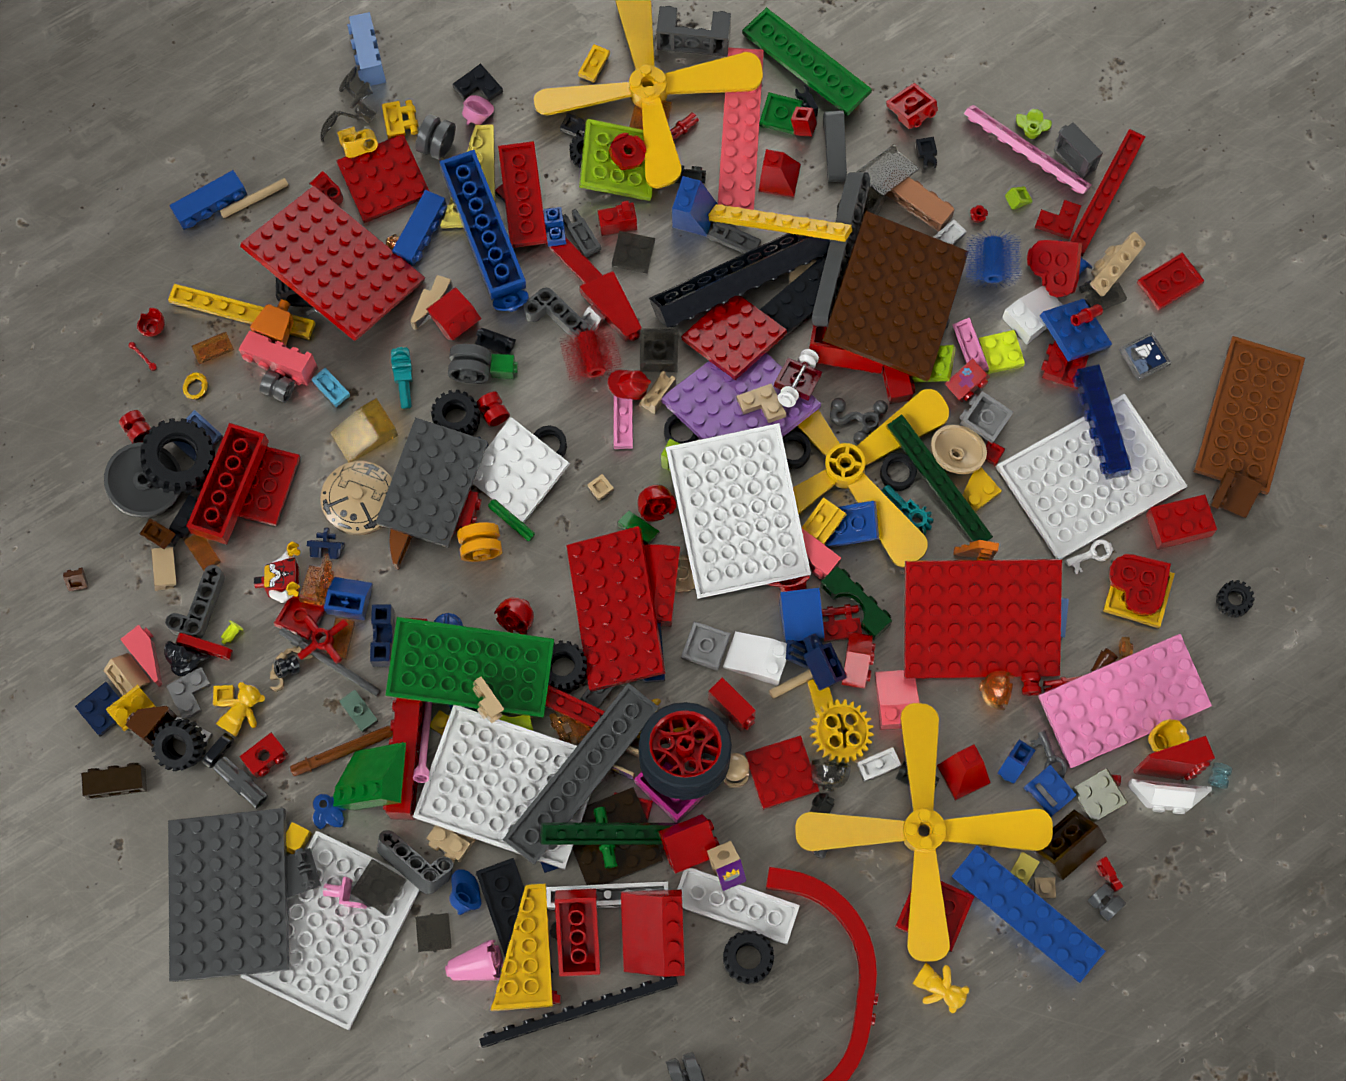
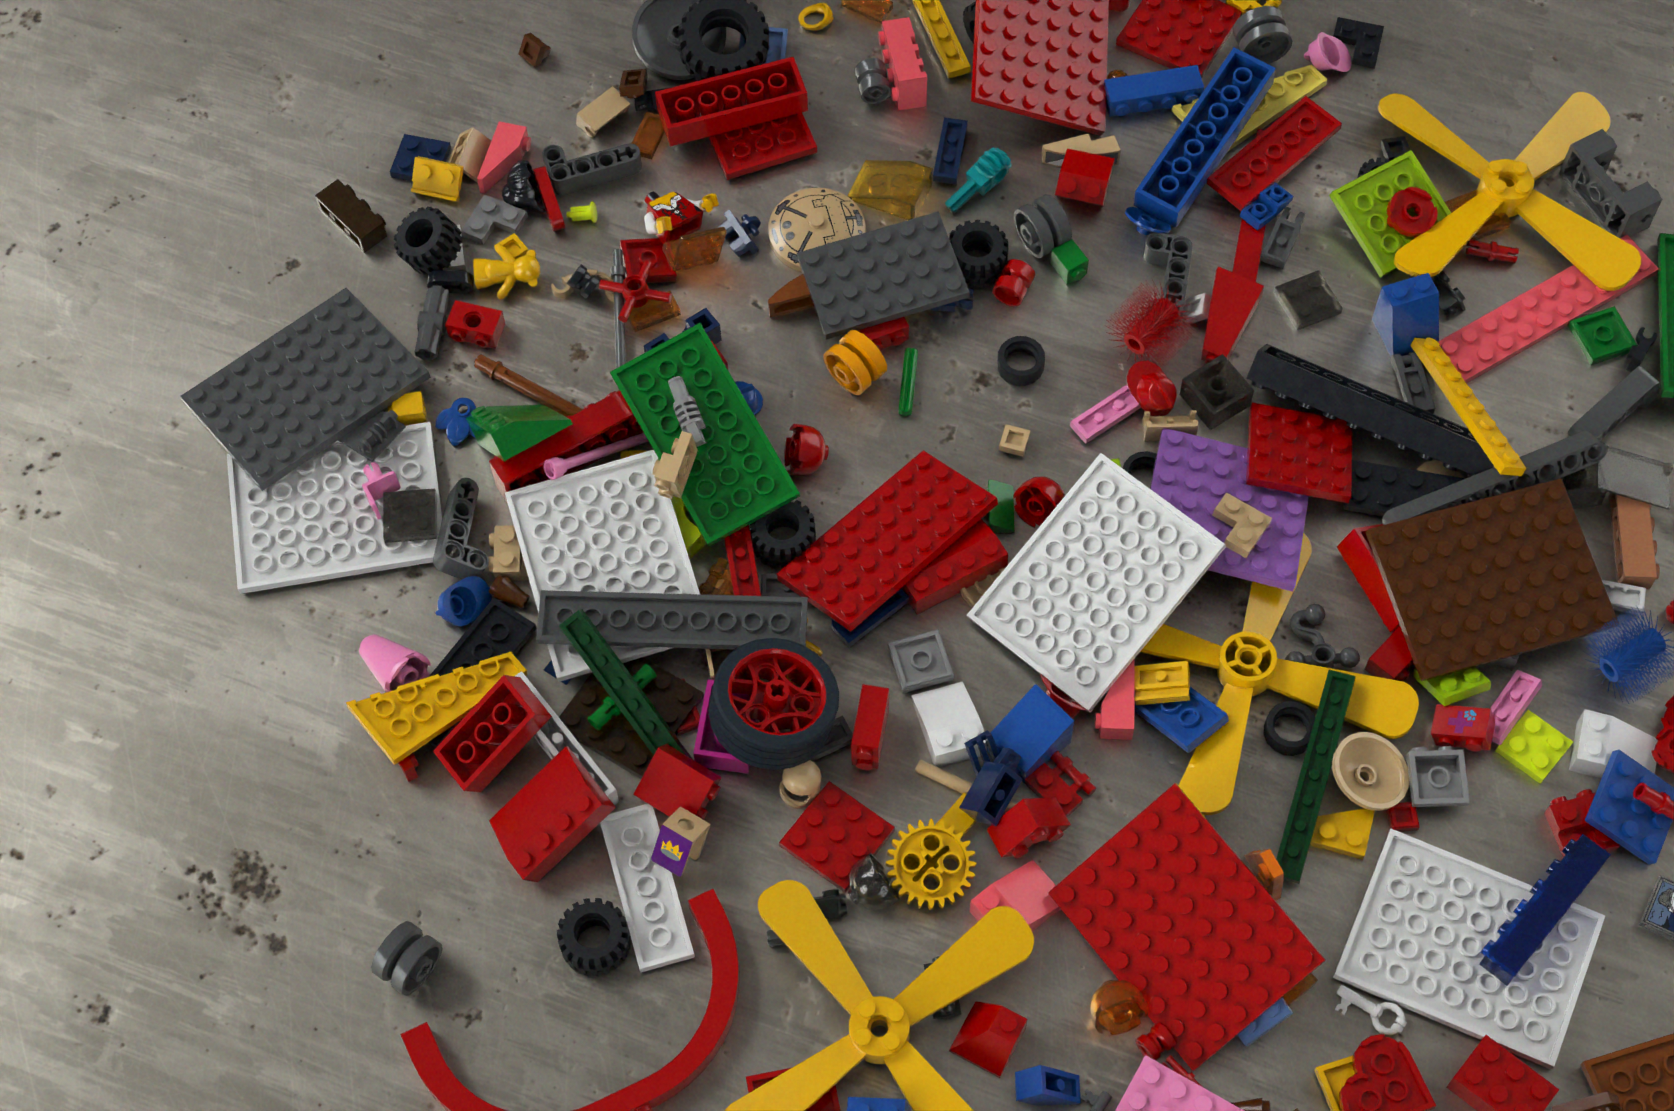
camera: 55 degrees right, 10 degrees down
(148, 720) = (428, 191): reddish brown slope -> none
(274, 322) = (935, 31): orange torso -> none
(330, 387) = (912, 128): medium azure plate -> none
(348, 598) = (699, 286): blue slope -> none
(358, 711) = (588, 379): sand green plate -> none
(365, 377) = (950, 150): none -> dark blue plate
(433, 932) = (401, 605): clear smoke piece -> none
(452, 667) = (687, 410): none -> light grey hinge
(476, 860) = (507, 591): none -> reddish brown cone
(494, 341) = (1091, 237): black hinge -> none
(518, 469) = (966, 348): white plate -> none
(569, 1013) = (421, 808): black plate -> none
(594, 63) = (1484, 124): yellow plate -> none
(617, 219) = (1331, 258): red hinge -> none
(779, 174) = (1529, 377): red slope -> none
(798, 378) = (1301, 541): dark red plate -> none
(798, 436) = (1226, 583): black tyre -> none
(803, 121) = (1612, 359): red brick -> none
(839, 585) = (1091, 814): dark green arch -> none
(878, 764) = (924, 933): white plate -> none
(910, 509) = (1252, 770): teal gear -> none

